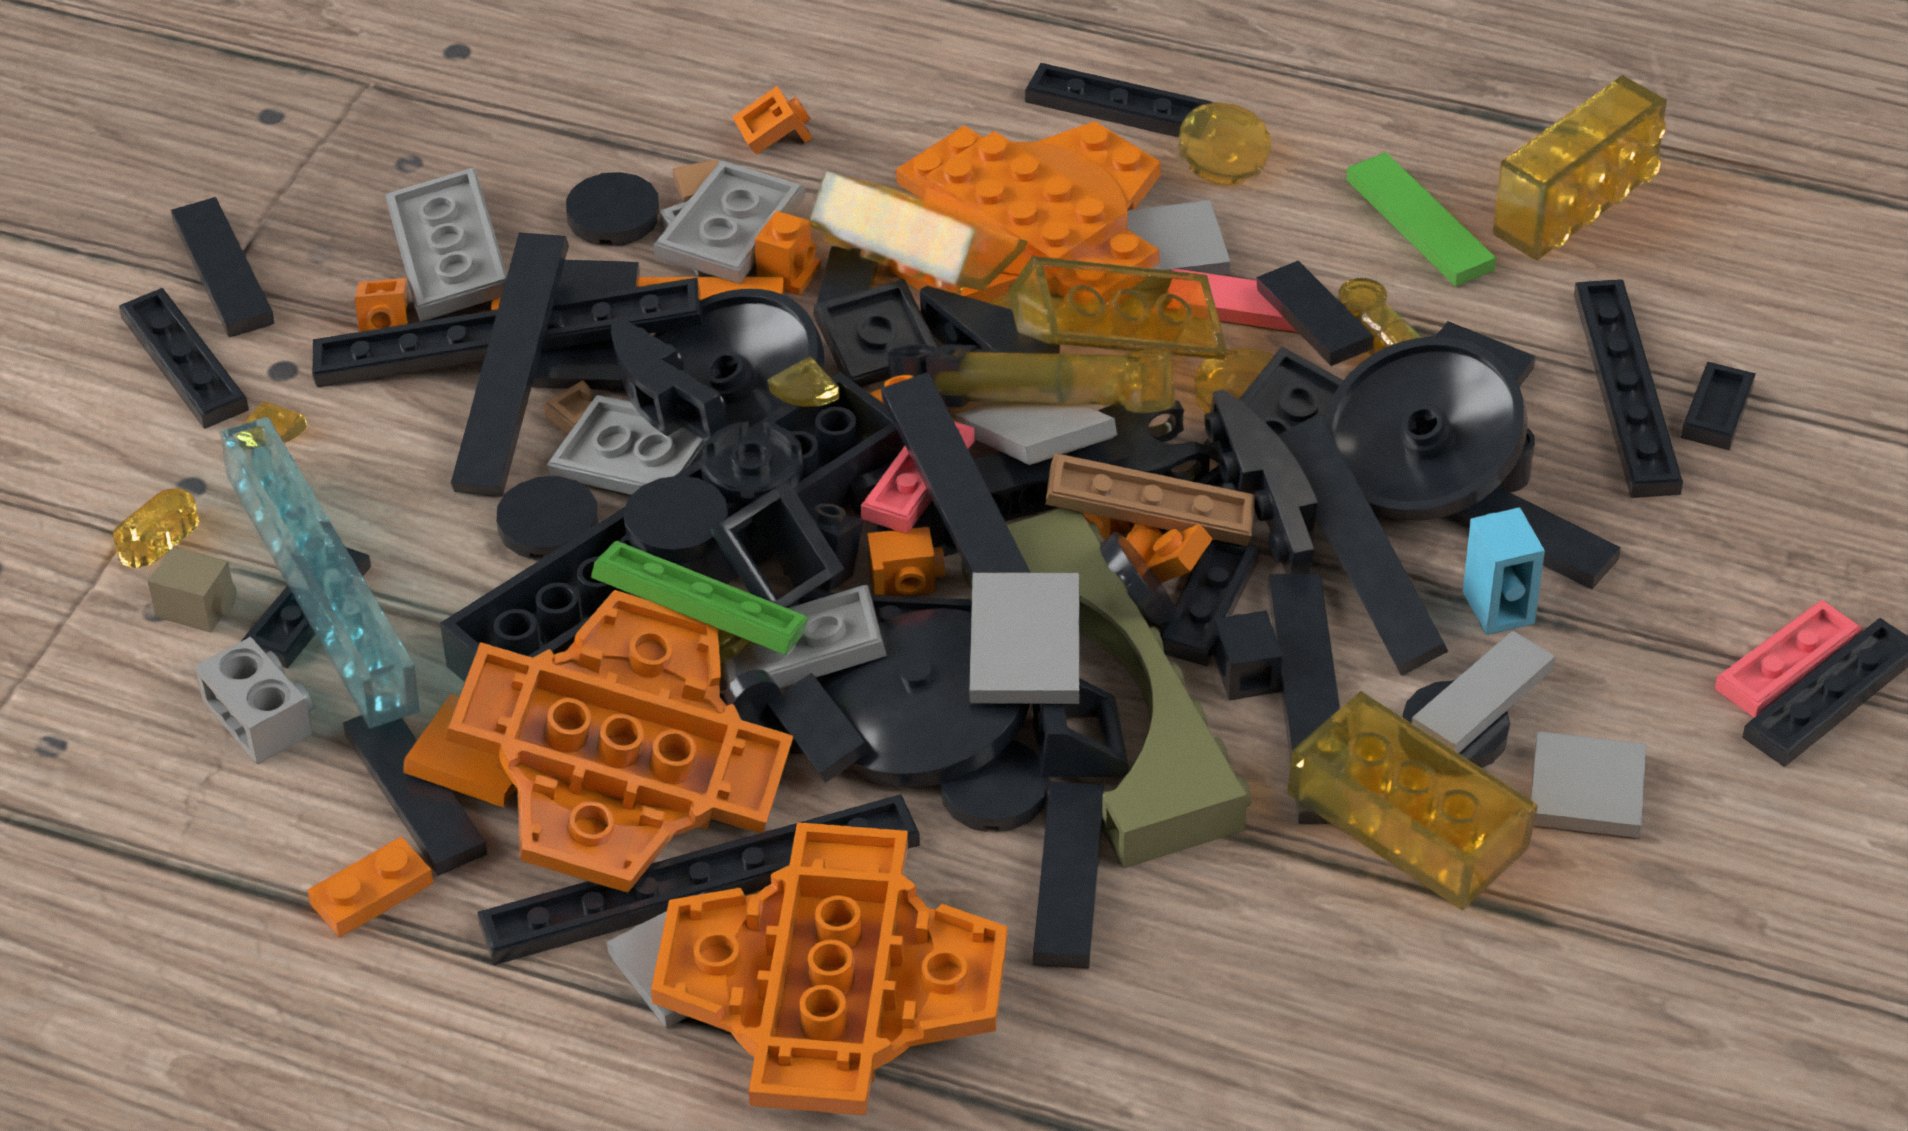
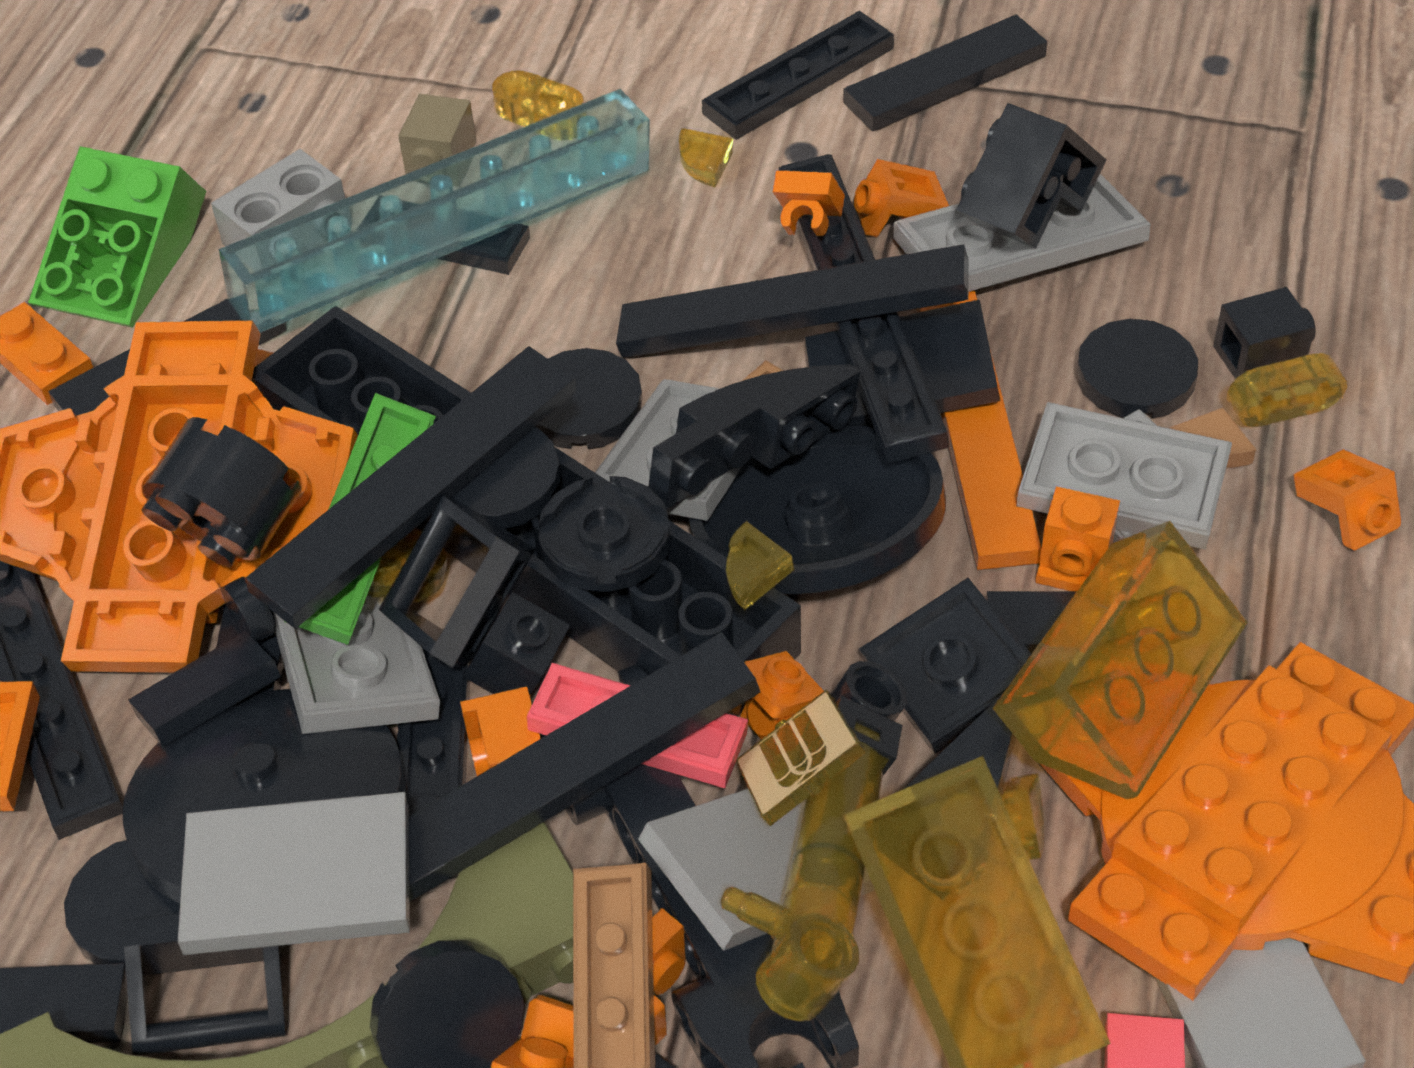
camera: 85 degrees right, 5 degrees up
(245, 821) = (116, 236): none -> bright green slope
(397, 335) = (808, 195): none -> orange tile
(437, 197) = (1025, 174): none -> black brick
(611, 133) = (1263, 331): none -> black brick
(667, 133) = (1286, 390): none -> clear yellow beam
(684, 648) = (220, 492): none -> black brick
(694, 548) = (409, 487): none -> black tile
(978, 377) = (799, 757): none -> piece

